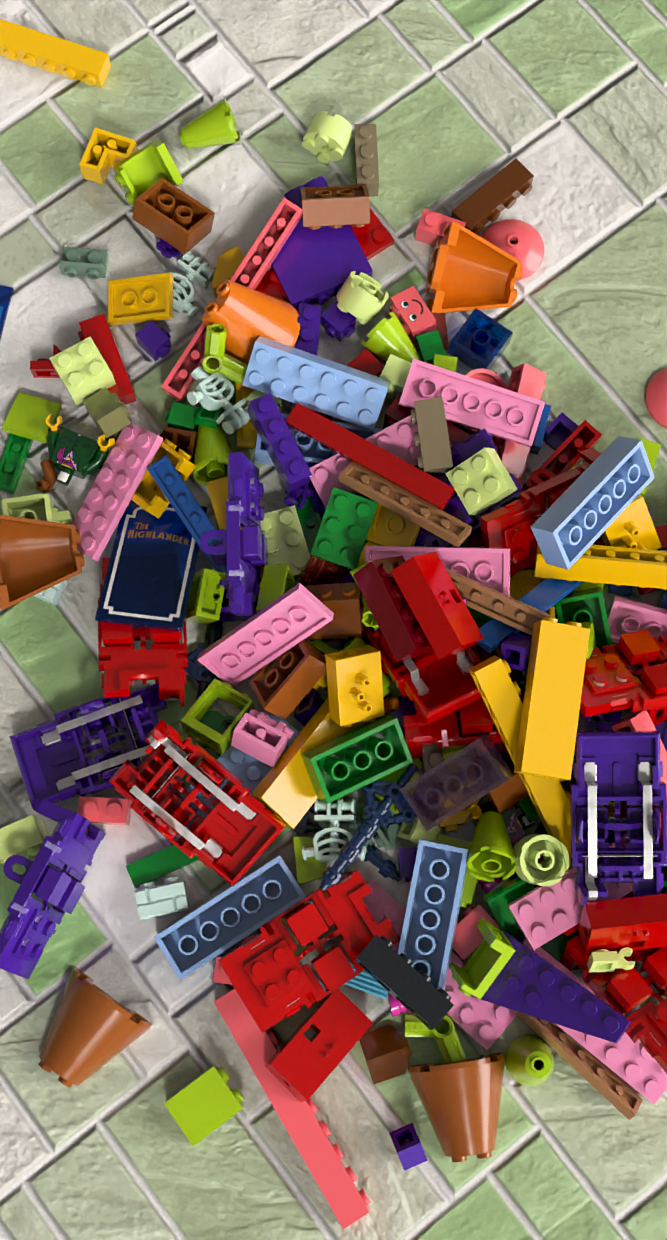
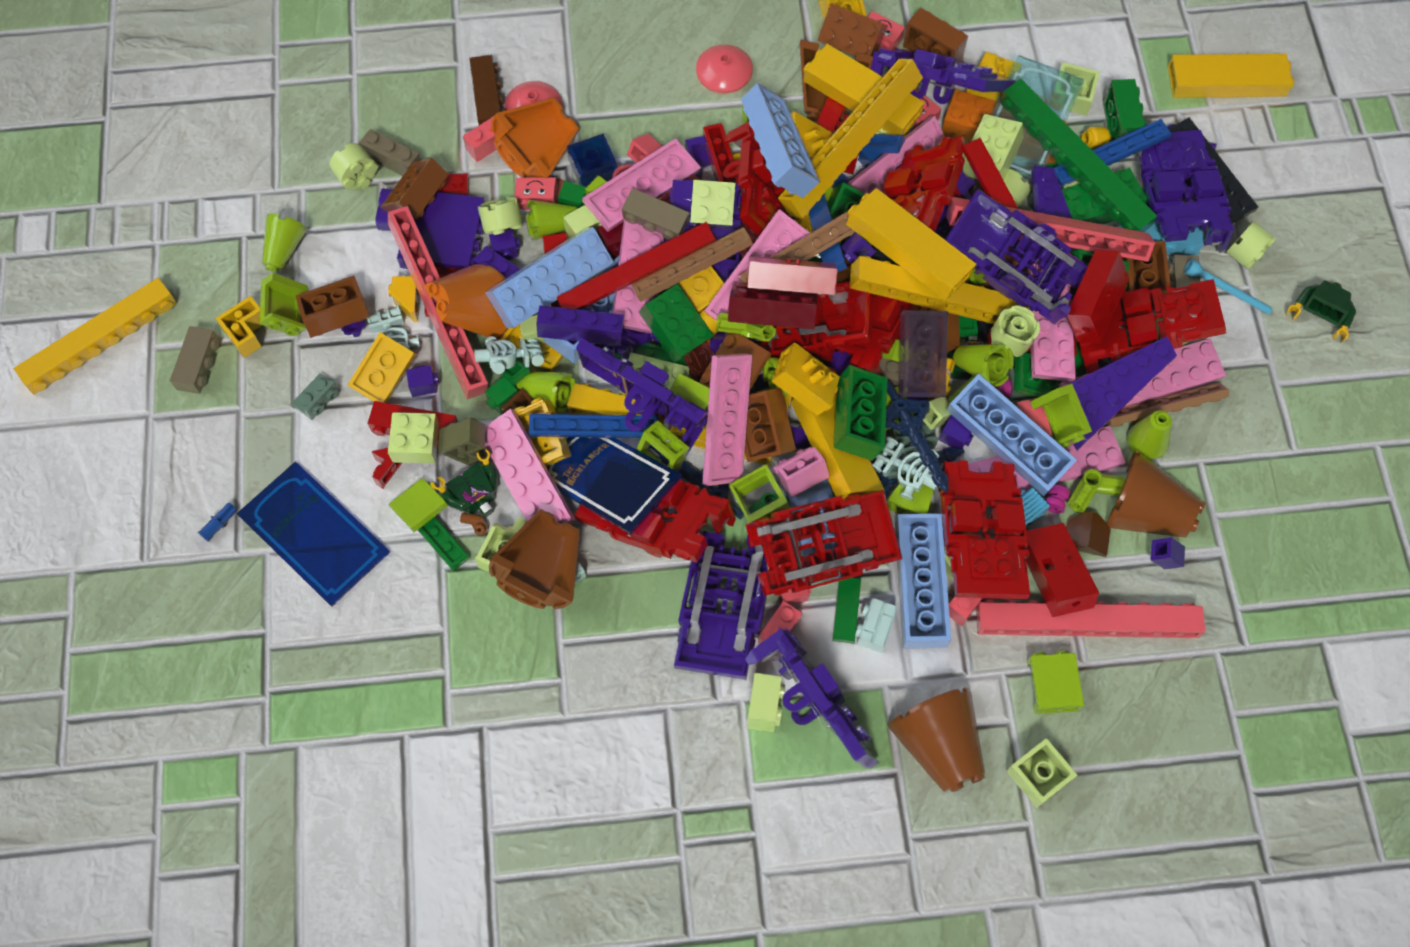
camera: 55 degrees left, 10 degrees down
(53, 139) = (195, 360): none -> dark tan brick
(102, 1141) = (1041, 773): none -> yellowish green brick
(215, 348) = (471, 327): lime piece -> none
(404, 982) = (1050, 472): black brick -> none
(607, 961) = (1113, 331): yellowish green plate -> none

